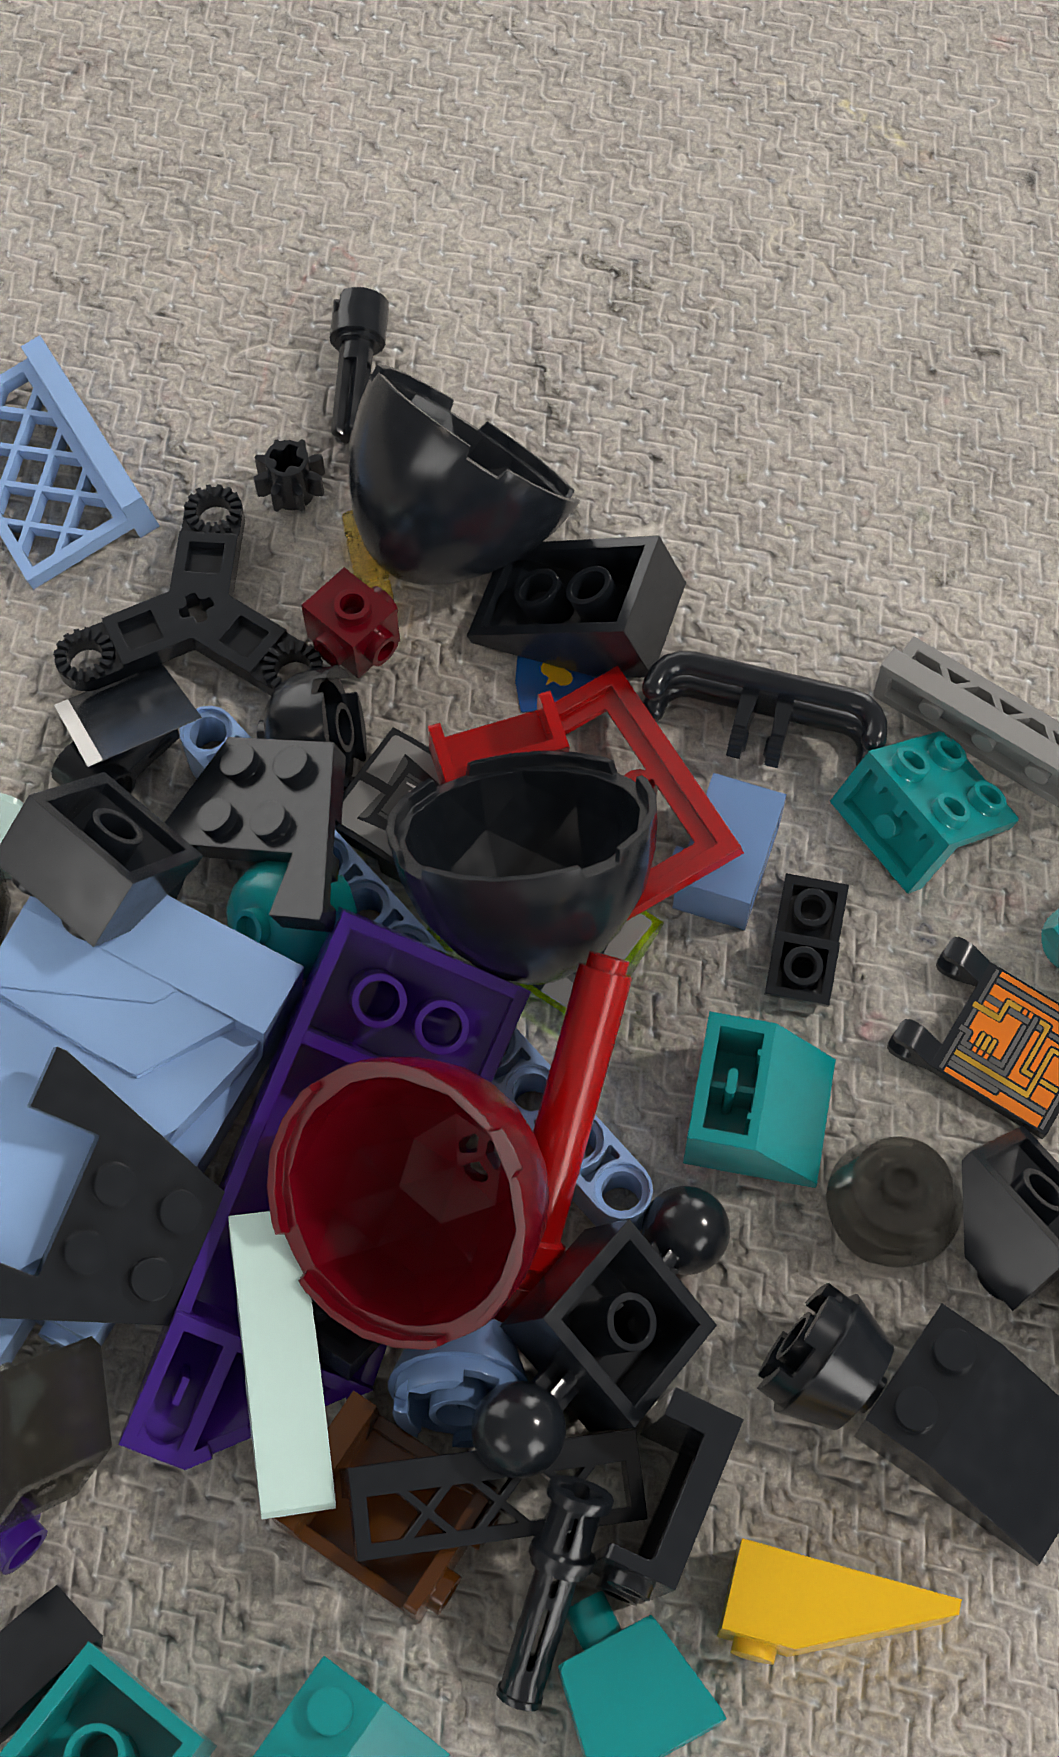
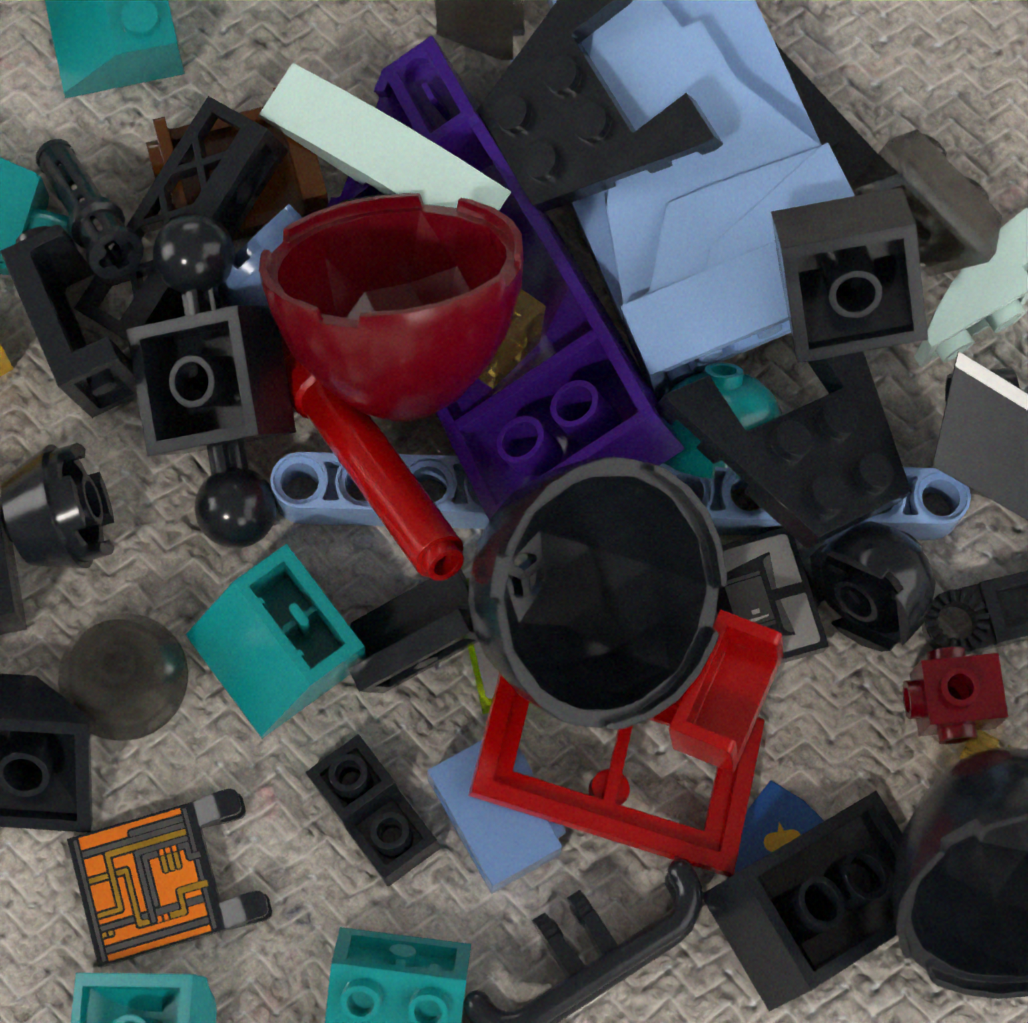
camera: 125 degrees right, 10 degrees up
(666, 1009) = (413, 633): none -> black panel

